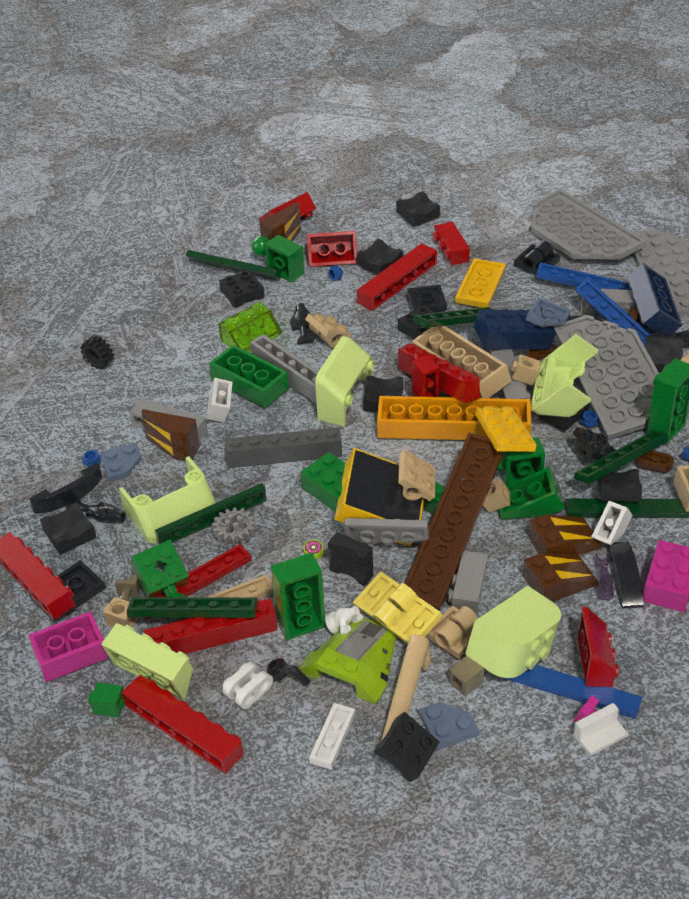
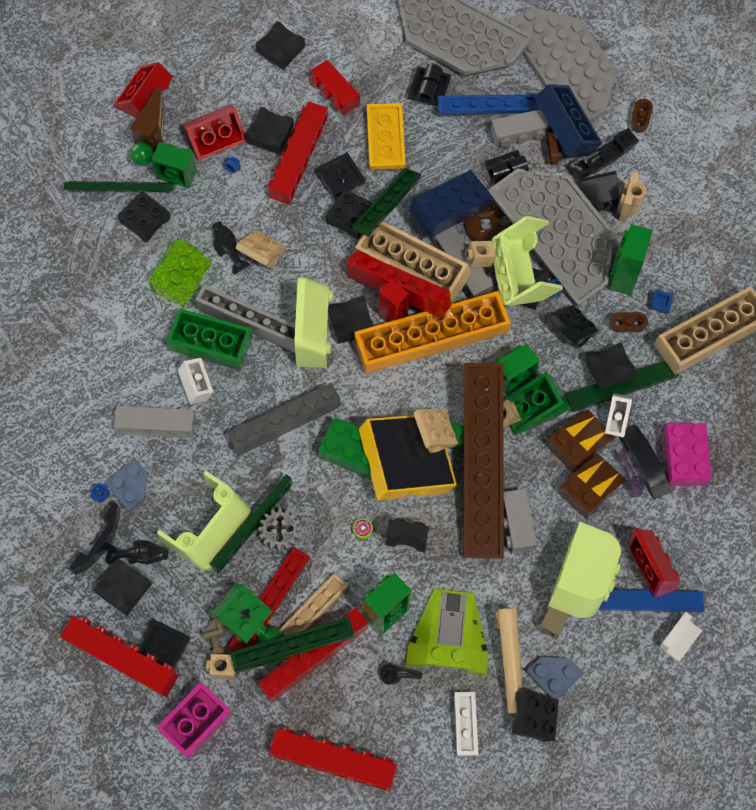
camera: 25 degrees left, 25 degrees up
(97, 352) = (38, 356): black tyre -> none
(106, 699) = (255, 761): green brick -> none
(147, 658) = (278, 713): yellowish green slope -> none
(172, 433) = (172, 442): reddish brown slope -> none
(247, 685) = (360, 706): white brick -> none
(340, 619) = (425, 603): white piece -> none
(386, 530) = (430, 497): light grey wing -> none
(397, 608) = (469, 575): light yellow plate -> none
(454, 630) = (526, 578): tan plate -> none
(505, 429) = (495, 346): yellow plate -> none
(547, 313) = (480, 180): sand blue plate -> none
(587, 709) = (664, 623): dark pink plate -> none
(608, 308) = (535, 149): blue tile -> none
(620, 457) = (602, 333): dark green tile -> none

